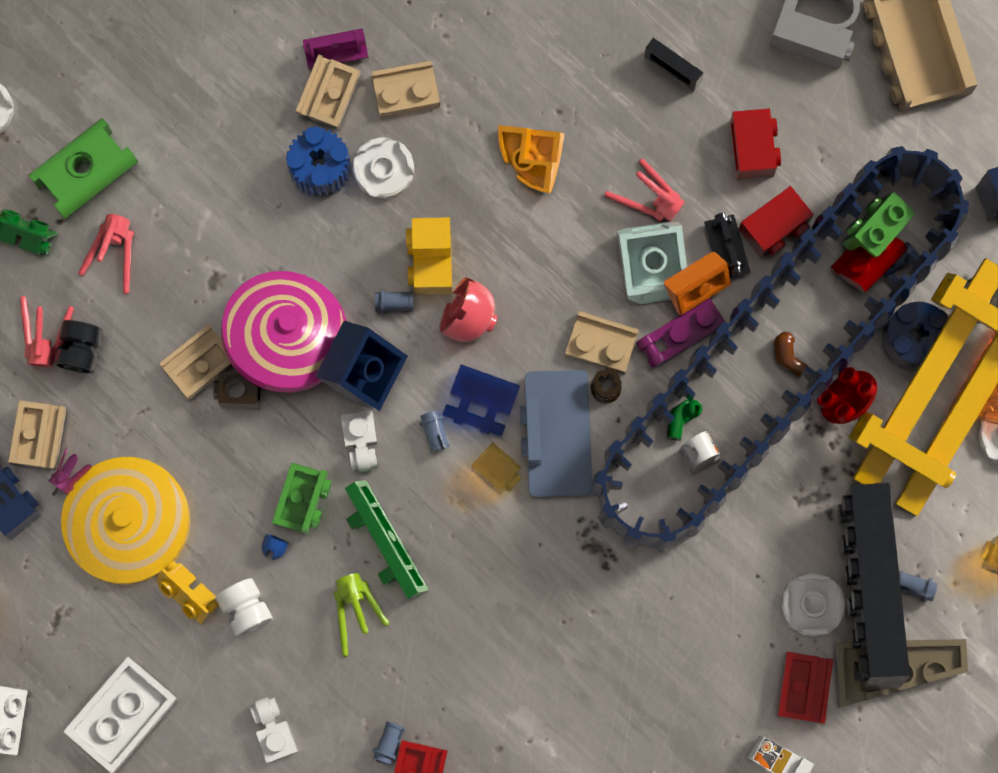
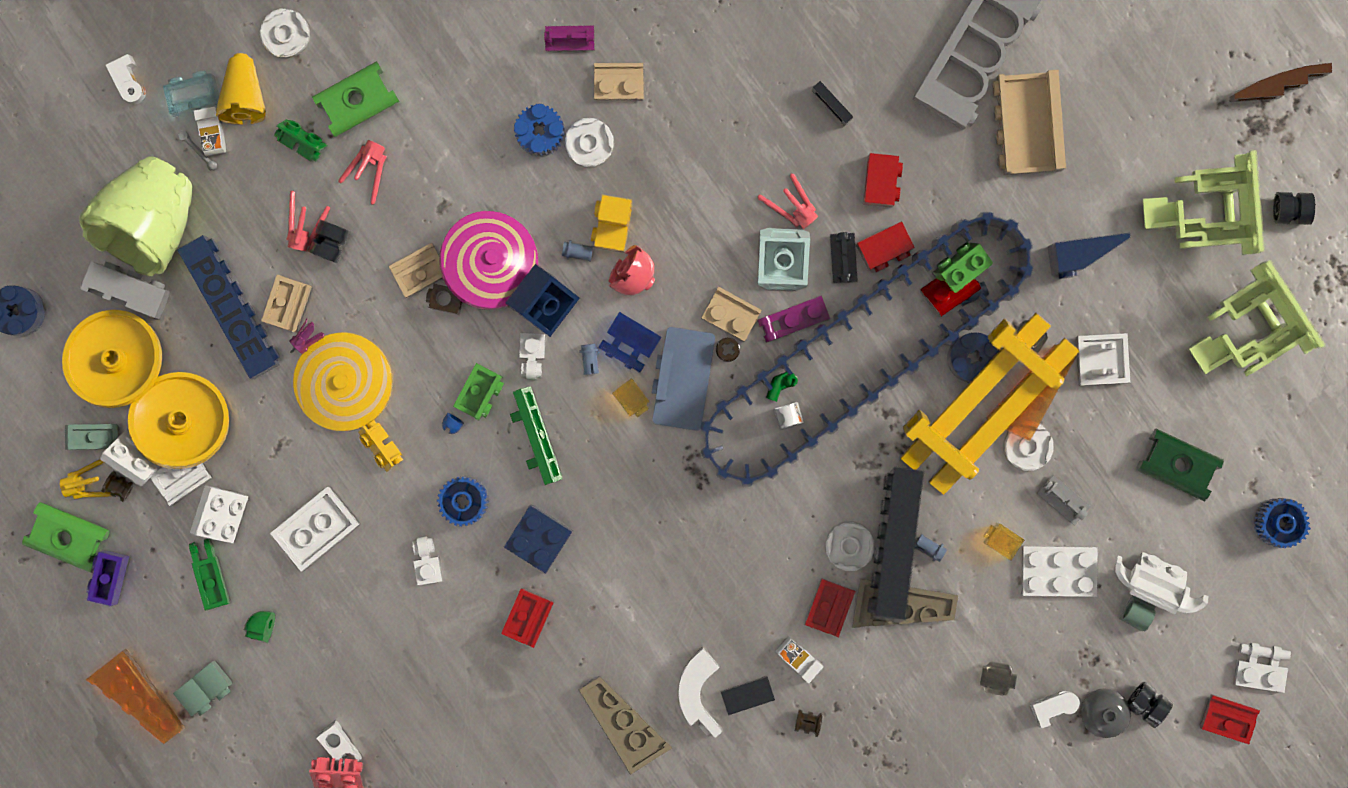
camera: 15 degrees right, 10 degrees up
(243, 607) = (420, 467): white wheel -> none
(293, 653) = (451, 508): none -> blue brick
(328, 92) = (557, 73): tan plate -> none
(351, 590) = (503, 469): lime plant -> none
(388, 744) = (510, 589): sand blue pin -> none
(412, 670) = (538, 539): none -> dark blue brick
(532, 154) = (707, 154): light orange brick -> none
(698, 282) = (814, 283): orange slope -> none
(785, 356) = (869, 351): dark orange arm -> none
(848, 396) = (910, 395): red dish -> none

